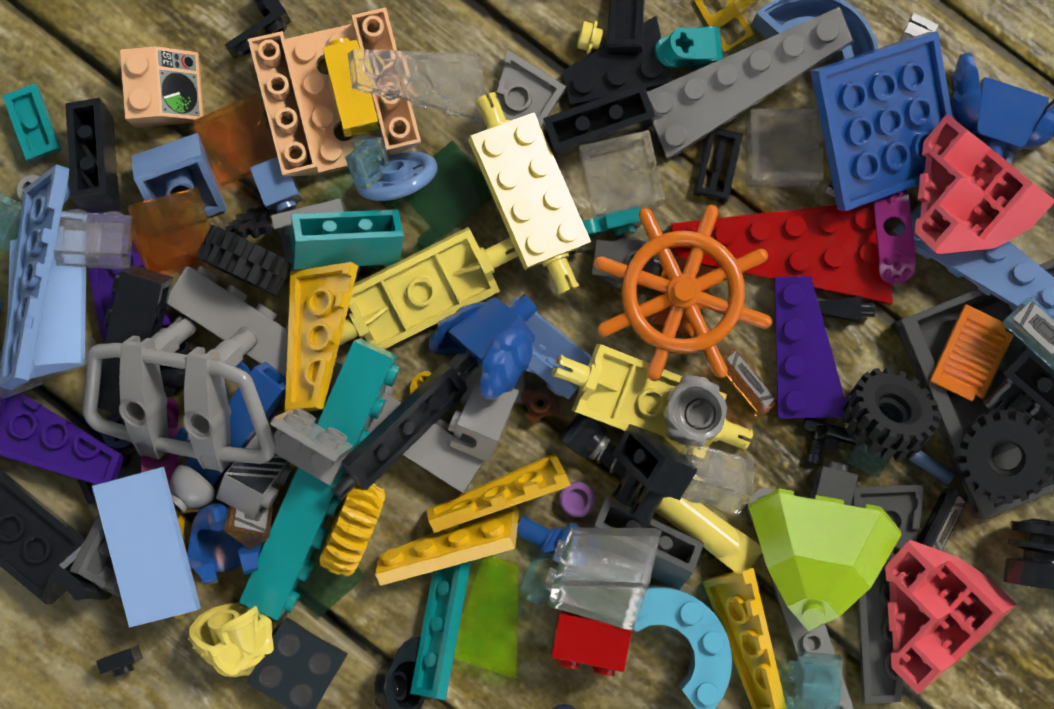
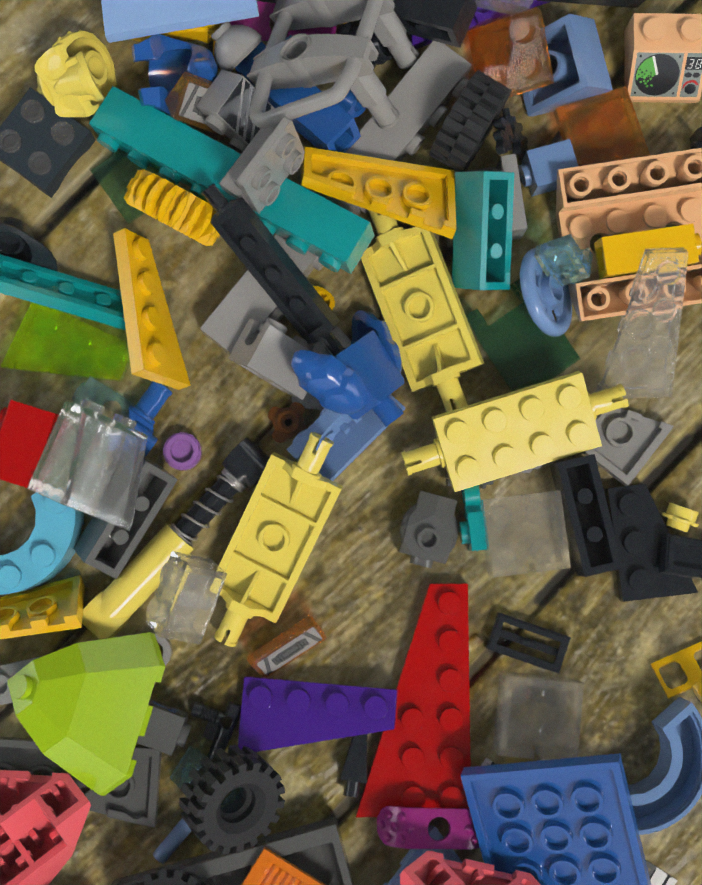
camera: 90 degrees right, 0 degrees up
(506, 491) = (197, 378): yellow wing -> none
(650, 463) = (200, 531): black brick -> none
(684, 293) = (387, 587): orange piece -> none
(690, 47) = (658, 626): teal piece -> none
(694, 411) = (257, 583): light grey hair -> none
(722, 90) = (606, 650): light grey wing -> none
(942, 518) = (114, 842): black slope -> none

